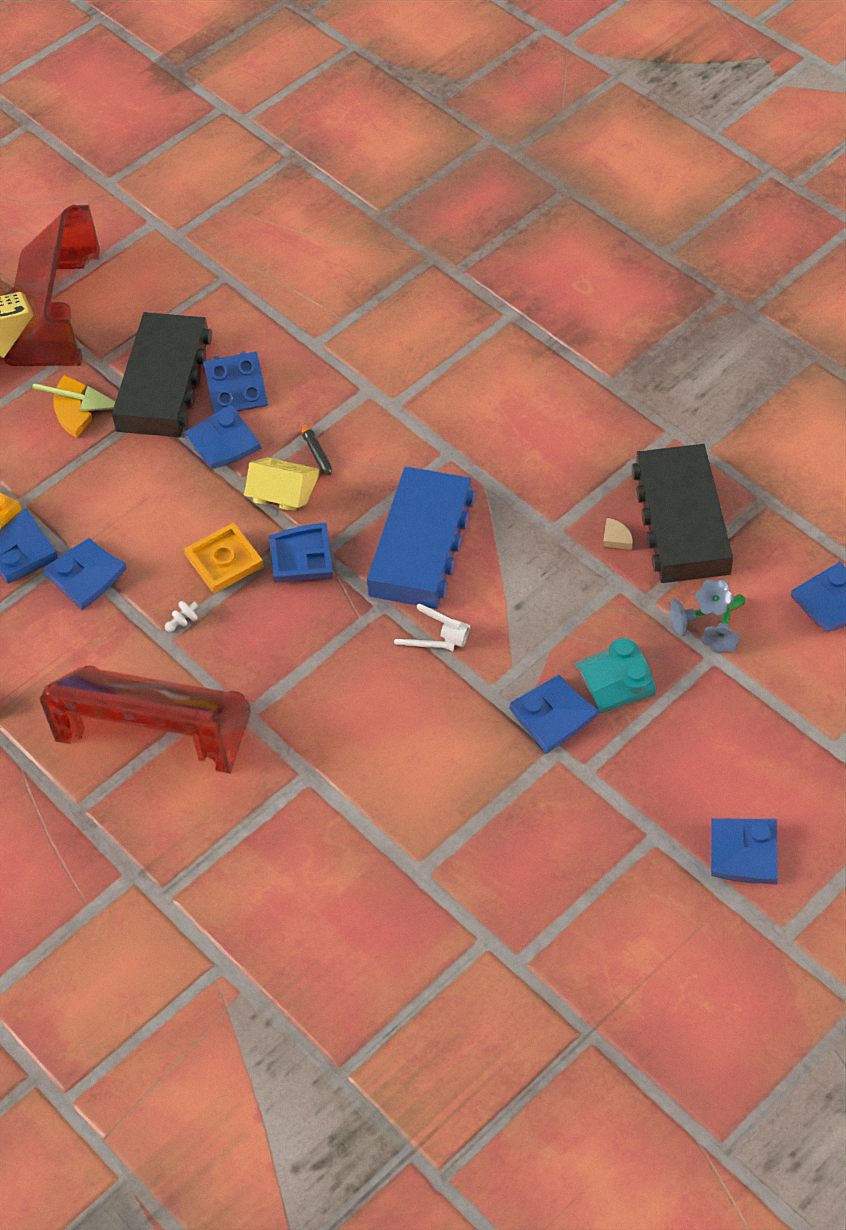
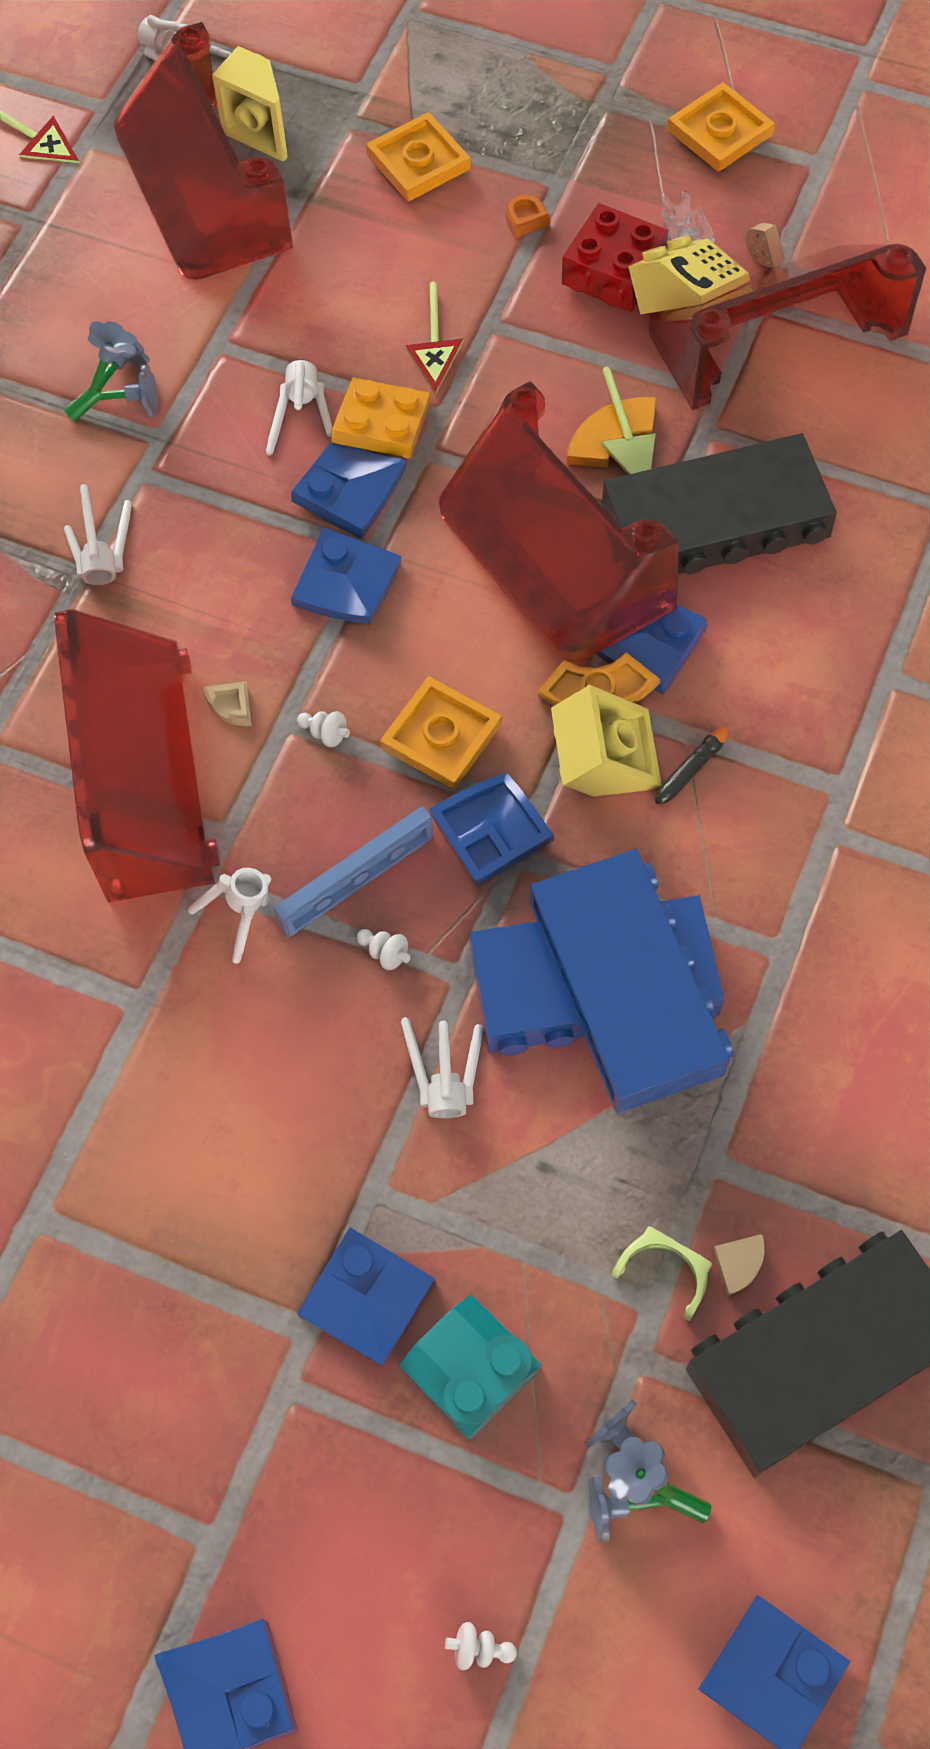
camera: 65 degrees right, 10 degrees up
(132, 447) = (552, 541): none -> clear red windscreen
(133, 661) = (230, 702): none -> tan tile
(233, 482) = (621, 678): none -> light orange tile
(236, 382) = (750, 605): blue plate -> none
(283, 676) = (244, 894): none -> white plant
(291, 630) = (354, 872): none -> medium blue tile
(344, 634) = (388, 949): none -> white hair
(440, 510) = (630, 980): none -> blue brick
(608, 553) = (656, 1240): none -> yellowish green cap
(767, 723) = (483, 1649): none -> white hair

